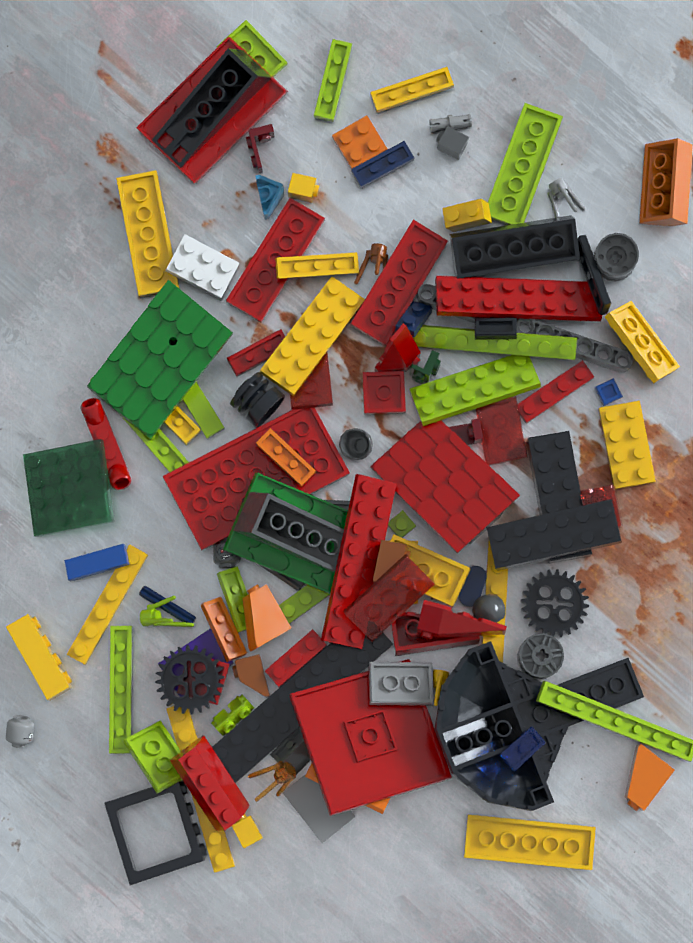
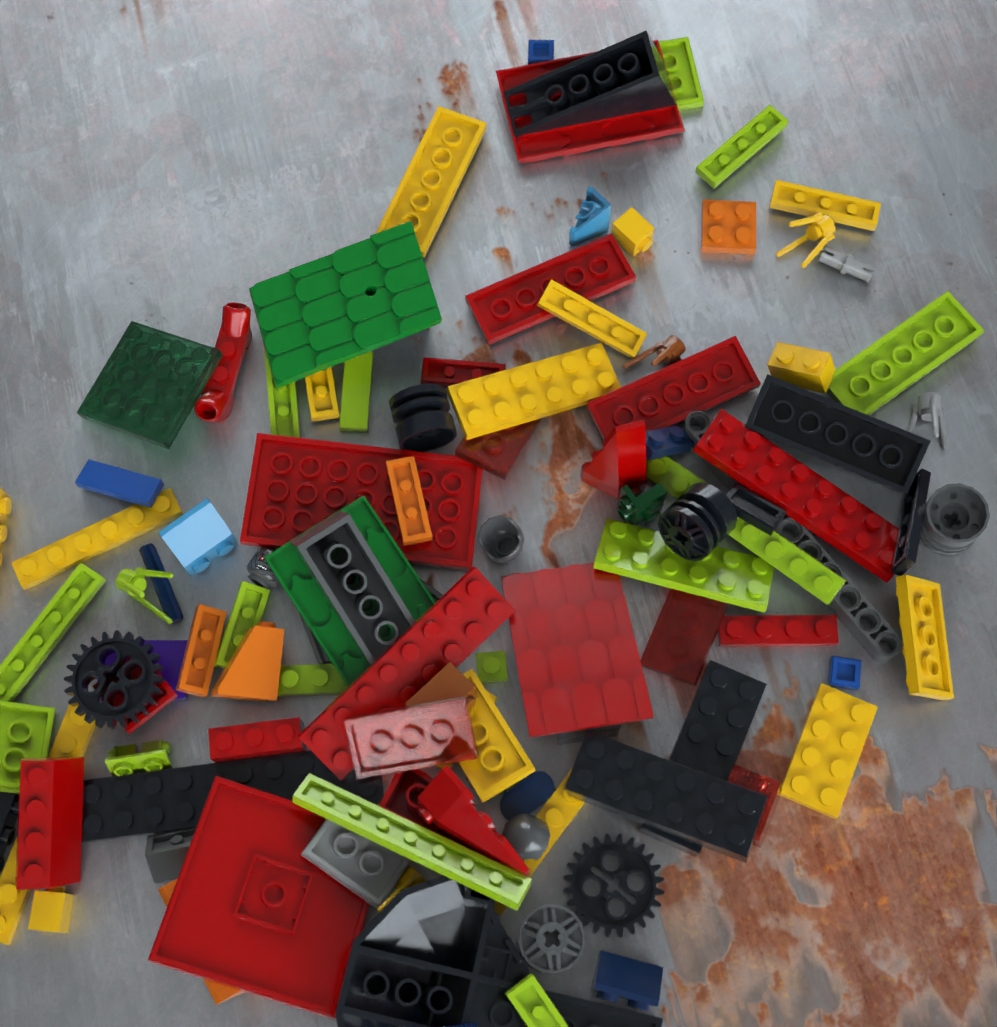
camera: 35 degrees right, 10 degrees down
(155, 93) = (540, 51): none -> blue tile
(174, 564) = (198, 537): none -> slope
(202, 267) = (465, 247): white plate -> none
(252, 674) = (192, 722): dark orange slope -> none
(261, 134) = (620, 151): dark red bracket -> none
(283, 774) = (140, 869): clear orange plant -> none
(309, 803) = (144, 919): light grey tile -> none
(382, 164) = (739, 261): dark blue plate -> none
(384, 392) = (574, 503): red plate -> none
(419, 110) = (819, 229): none -> yellow plant
(428, 654) = (413, 841): none -> lime plate
(452, 142) = (835, 284): dark grey brick -> none
(468, 358) = (697, 521): none -> black wheel
(469, 433) = (643, 612): dark red bracket -> none
(595, 649) = (628, 979): none -> dark blue slope

